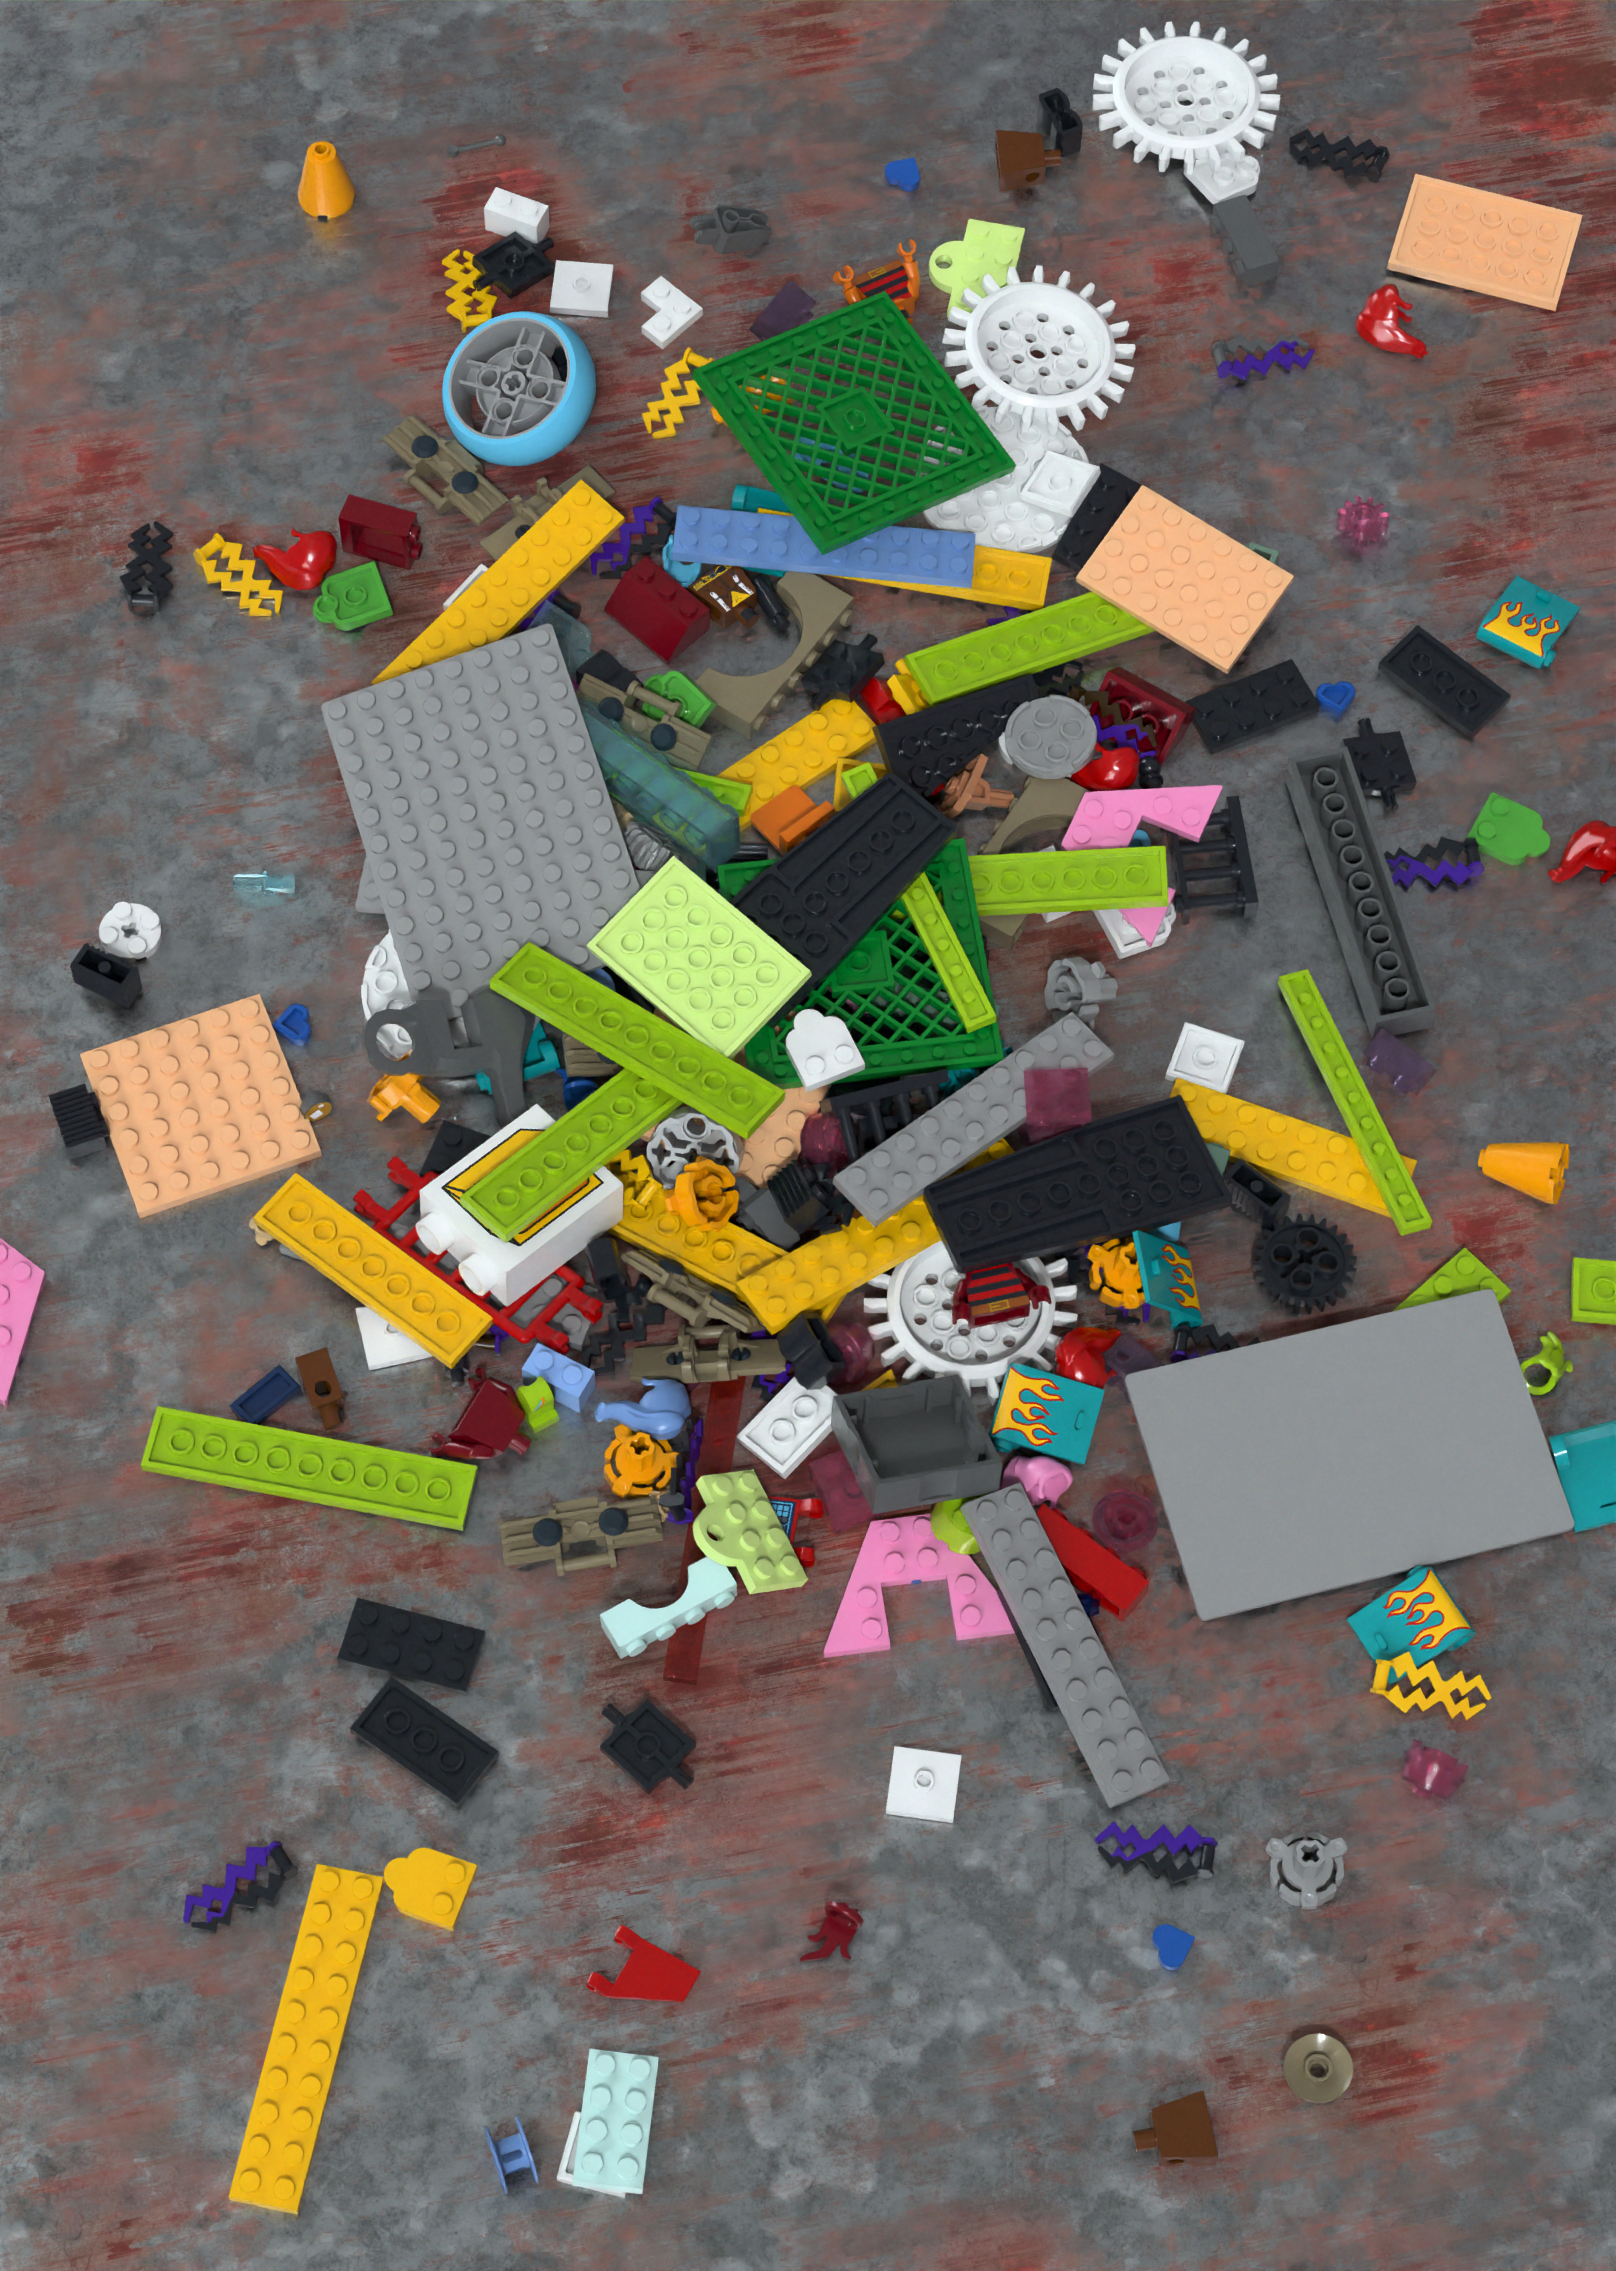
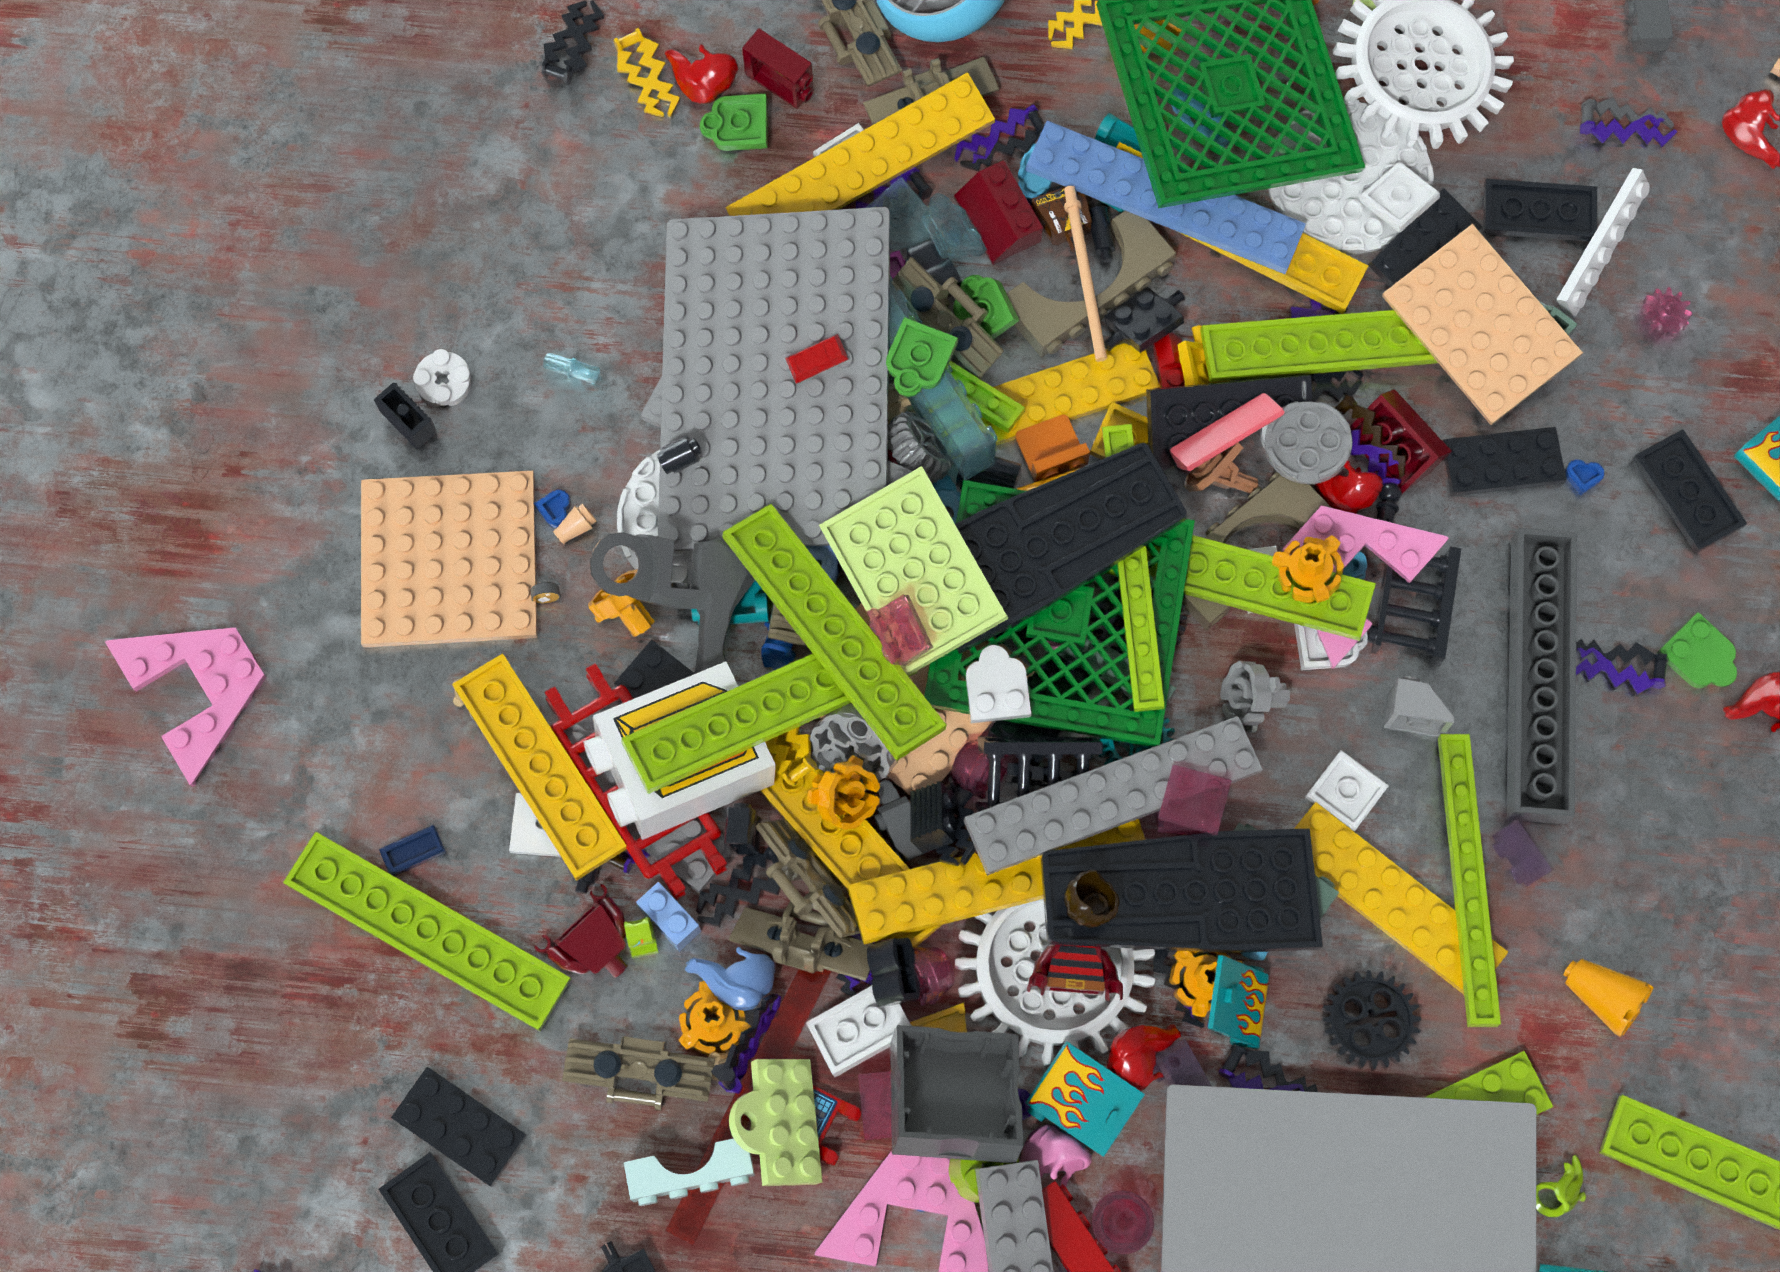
camera: 20 degrees right, 10 degrees up
(78, 1121) = (338, 543): black brick -> none
(319, 1378) = (458, 848): reddish brown torso -> none
(324, 1030) = (575, 523): none -> light nougat cone
(415, 924) = (679, 455): none -> black brick
(527, 789) = (816, 358): none -> red tile
(615, 638) = (951, 229): none -> clear light blue plate
(632, 756) = (919, 357): none -> bright green plate
(708, 1016) = (900, 631): none -> clear pink bracket
(733, 581) = (1073, 206): none -> light nougat bar
(965, 749) = (1226, 432): none -> coral slope
(988, 1212) = (1091, 899): none -> dark brown hair
(1096, 848) = (1310, 568): none -> light orange piece
(1205, 459) = (1539, 210): none -> black plate
(1247, 958) = (1416, 708): none -> light grey slope
(1256, 1194) = (1348, 940): black brick -> none
(1279, 471) = (1603, 243): none -> white plate
(1380, 763) = (1603, 552): black plate -> none

